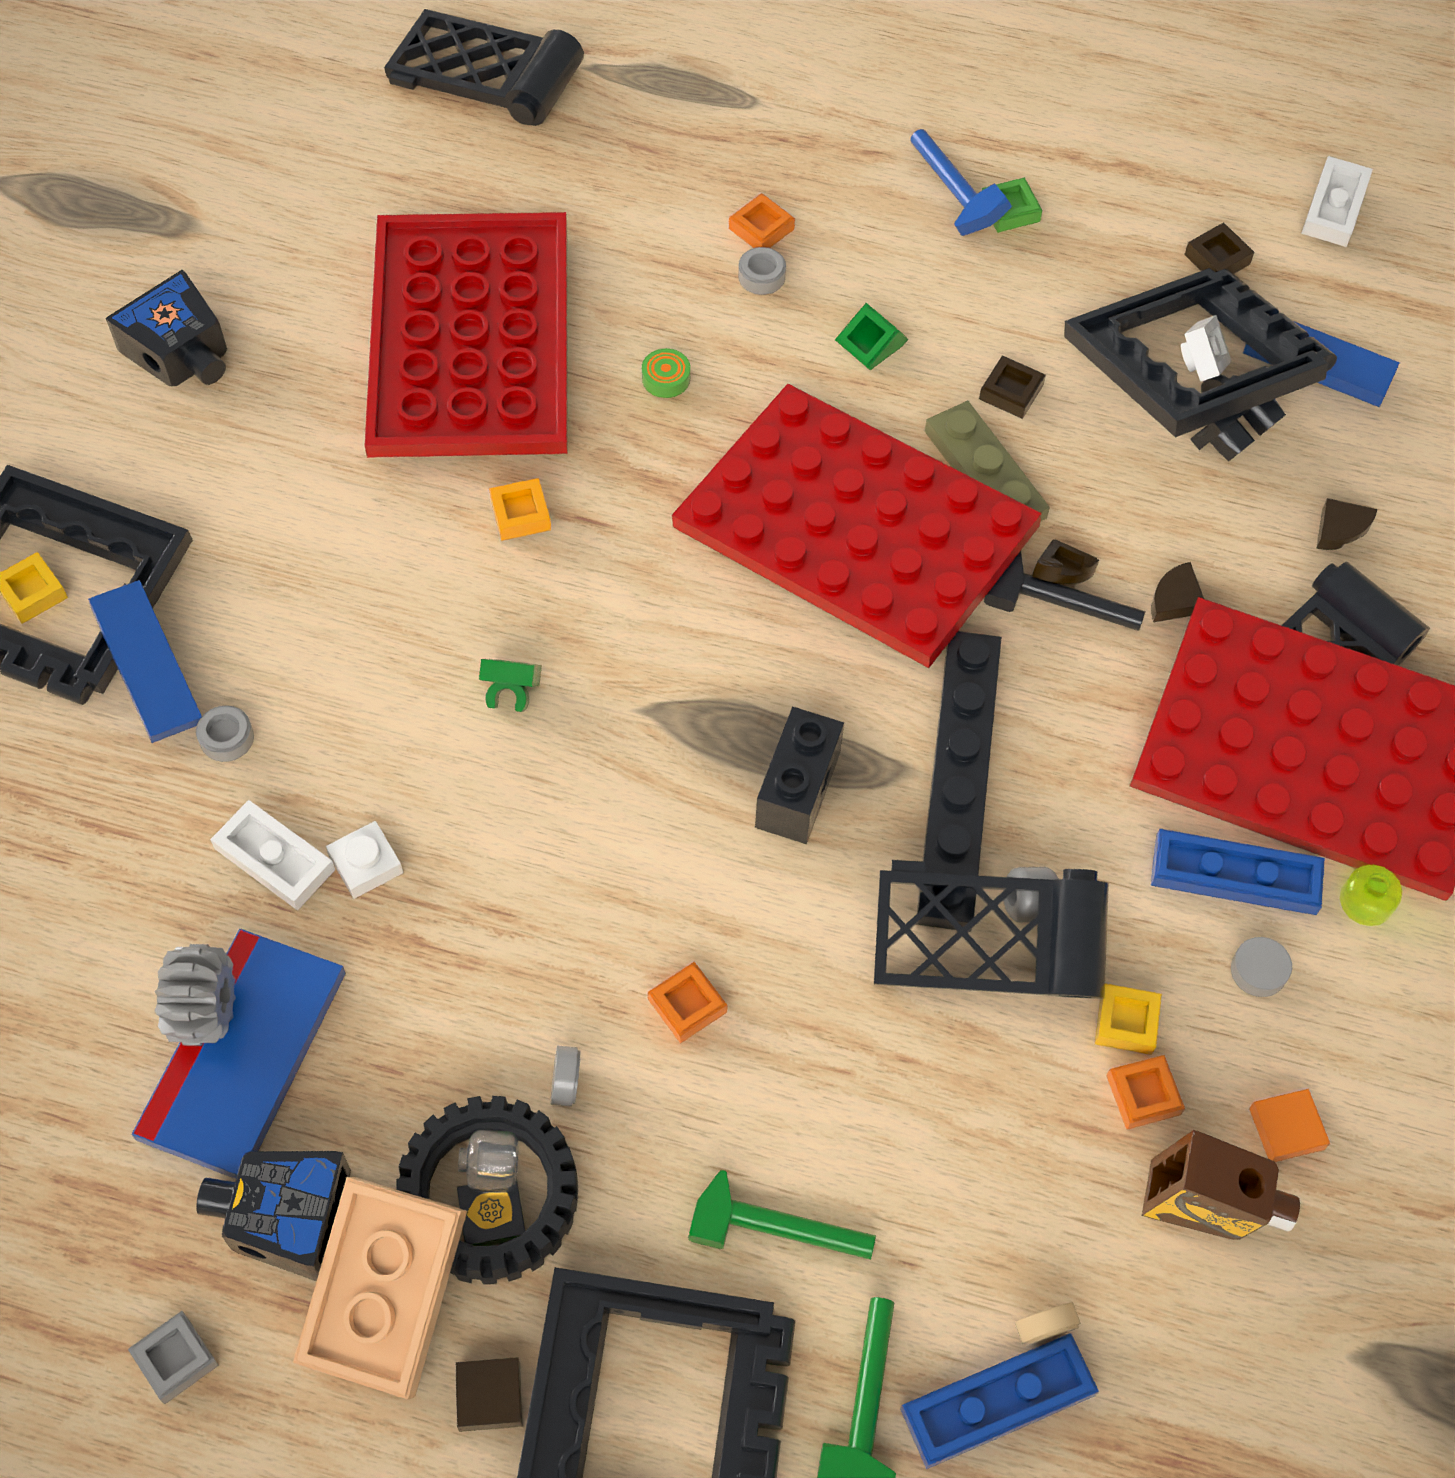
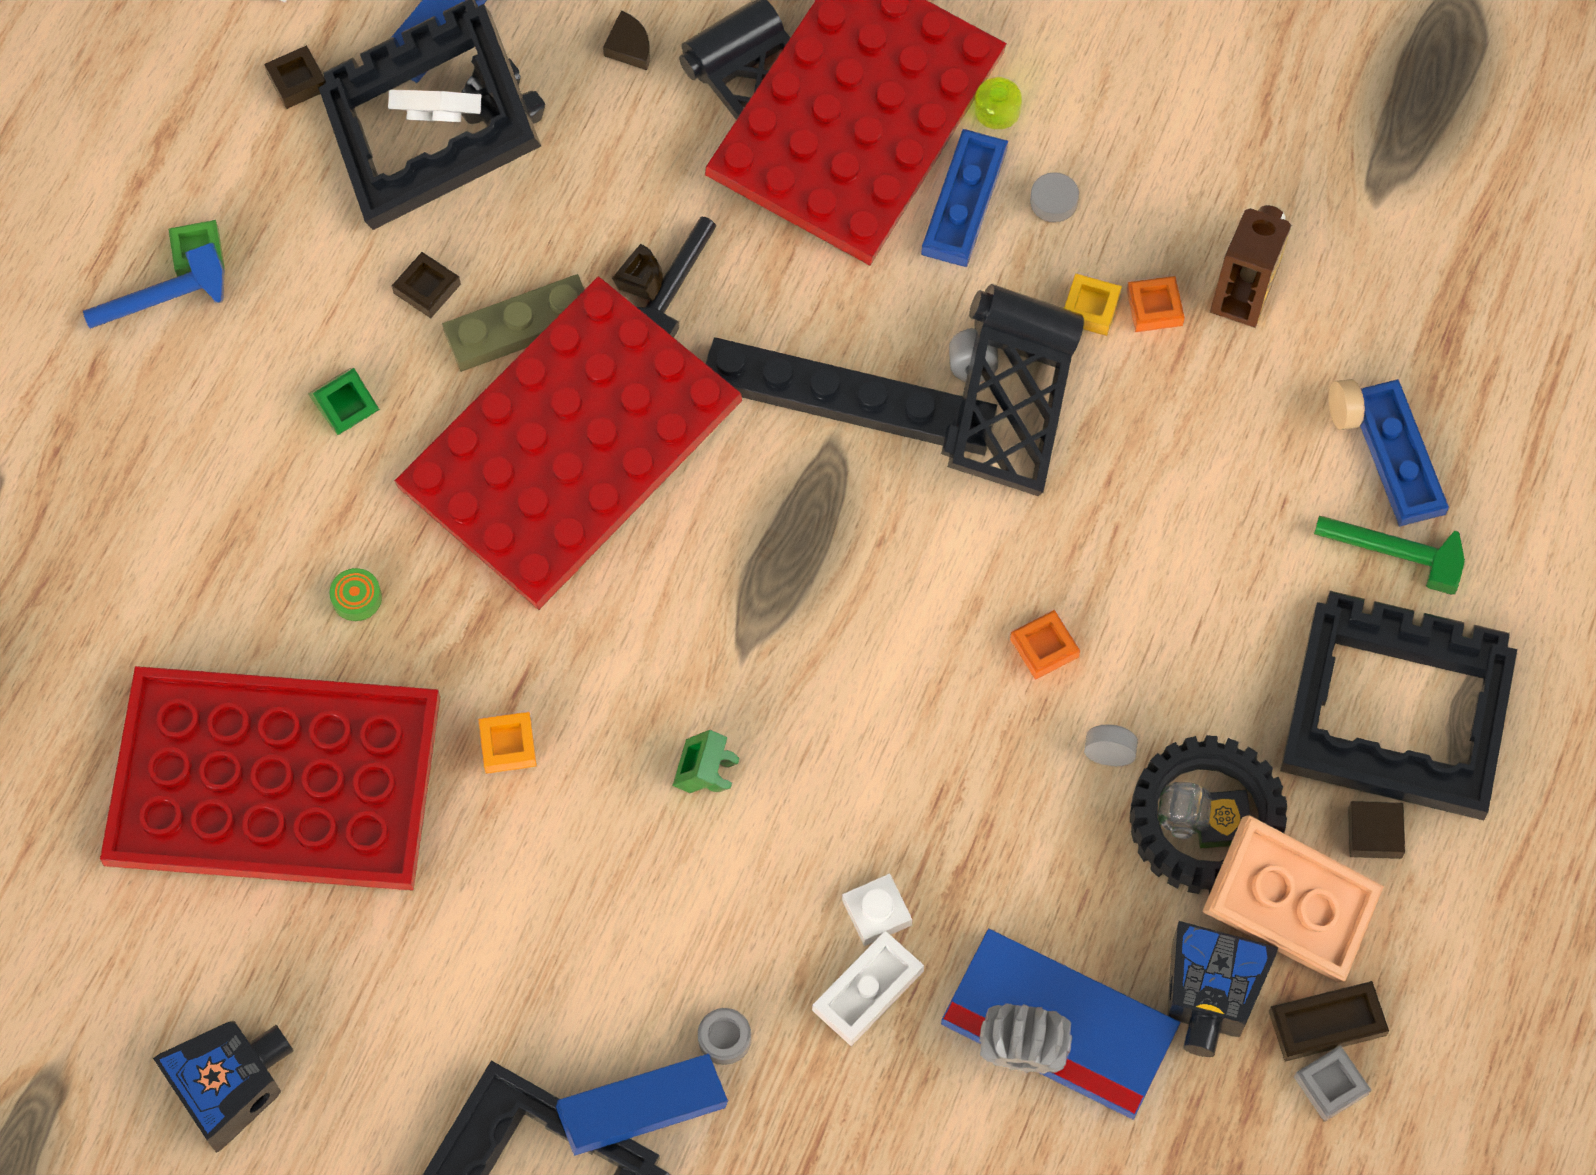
camera: 80 degrees left, 5 degrees up
(248, 1349) = (1328, 1021): none -> dark brown tile
(717, 1211) = (1234, 639): green piece -> none
(761, 222) = (174, 483): orange tile -> none
(762, 270) = (237, 490): light grey tile -> none
(799, 775) = (842, 520): black brick -> none
(1176, 594) = (684, 188): dark brown tile -> none
(1289, 1125) = (1193, 206): orange tile -> none

